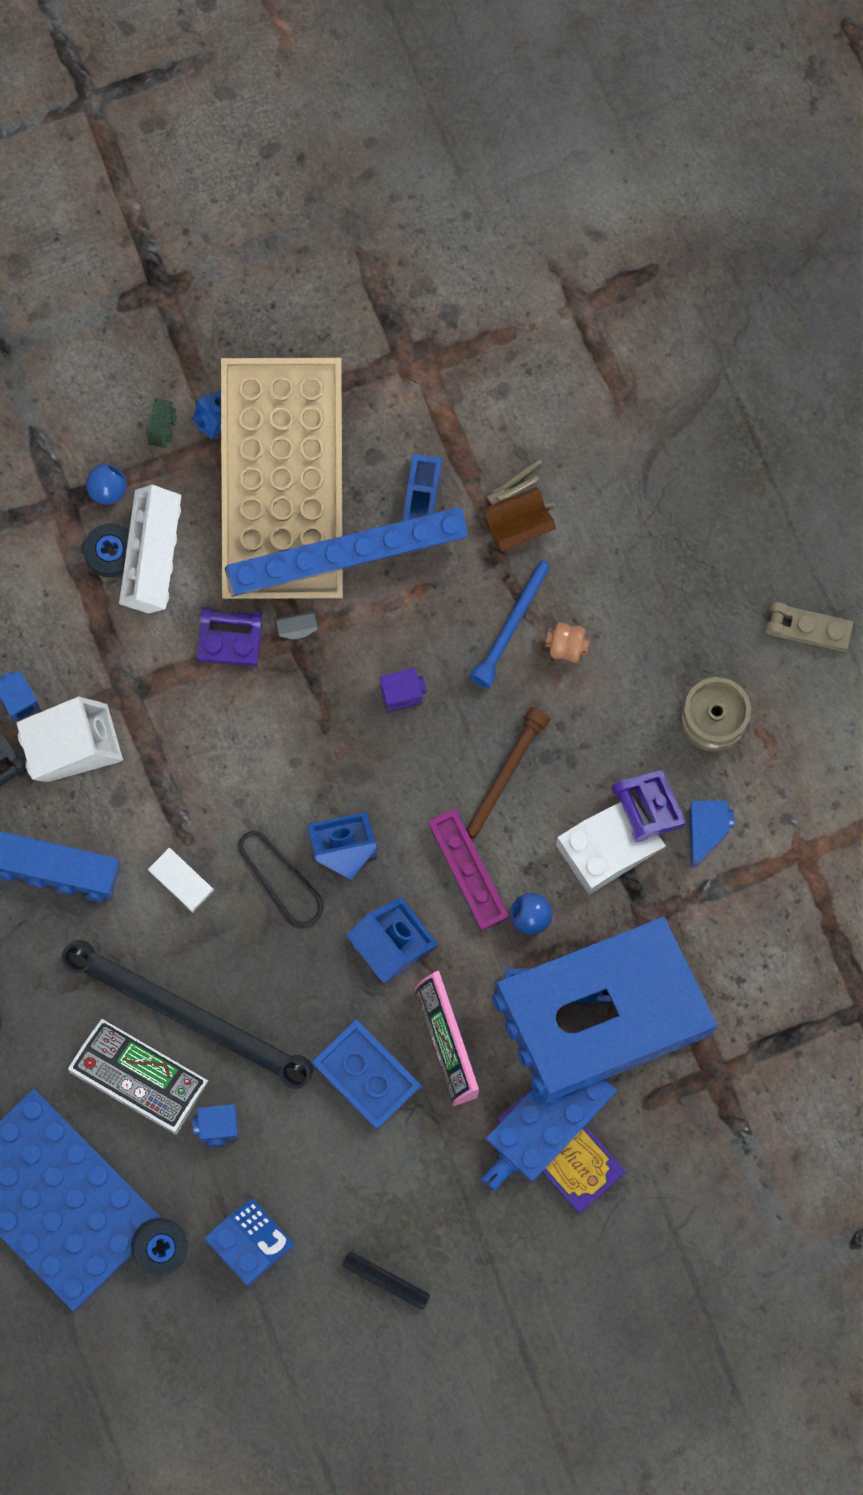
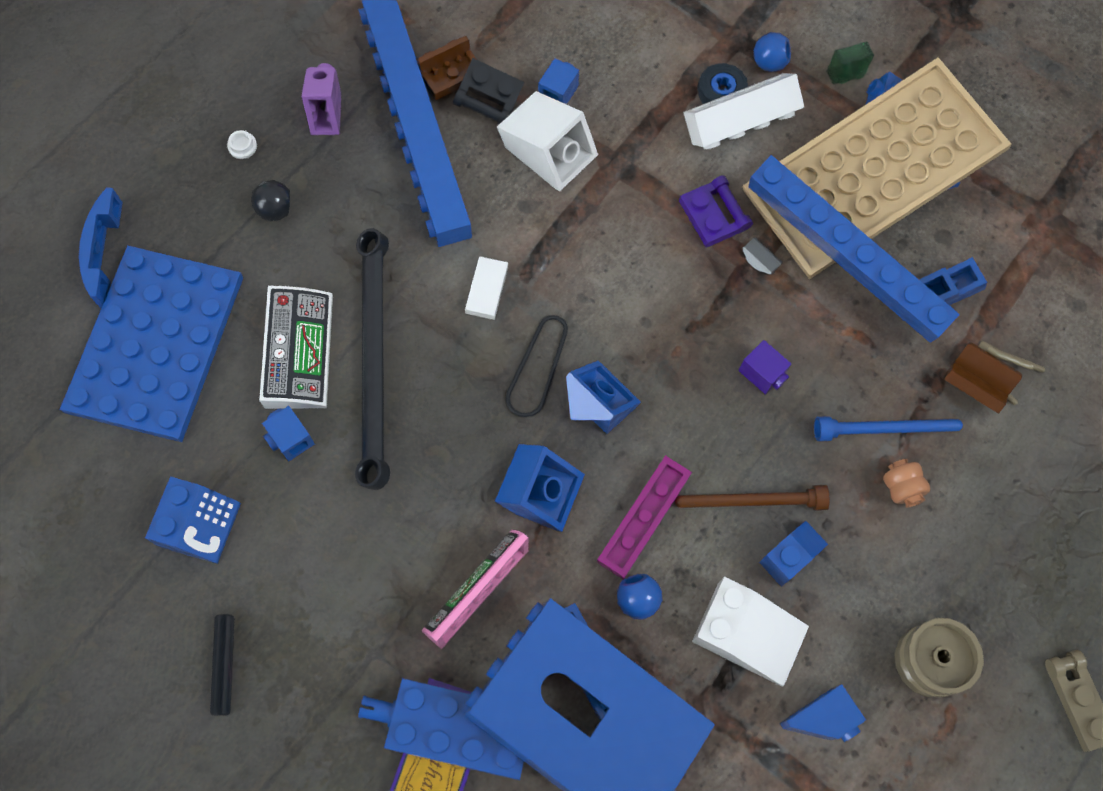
camera: 60 degrees right, 5 degrees down
(145, 1239) = (134, 446): black bush -> none
(366, 1074) = (404, 536): blue plate -> none
(569, 769) = (793, 553): none -> blue slope
(657, 802) = (819, 651): dark purple plate -> none

